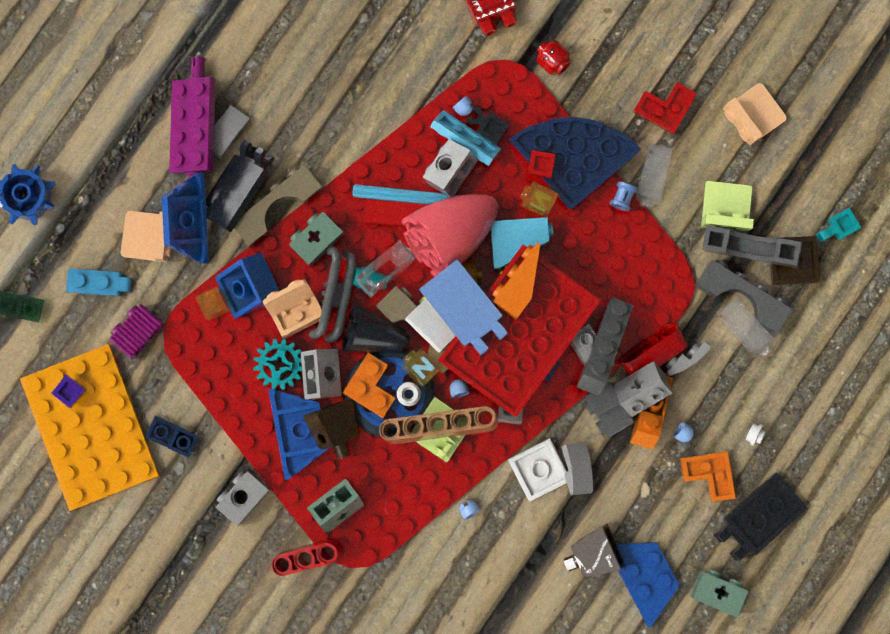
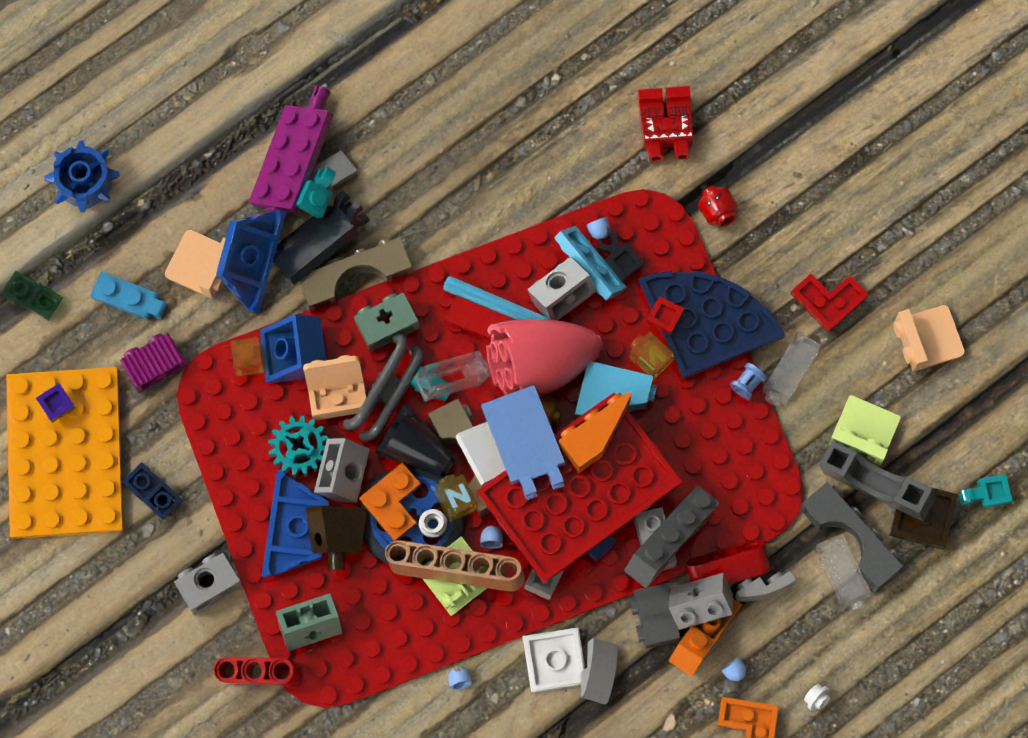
camera: 25 degrees right, 10 degrees down
(222, 152) = (314, 196): none -> teal plate

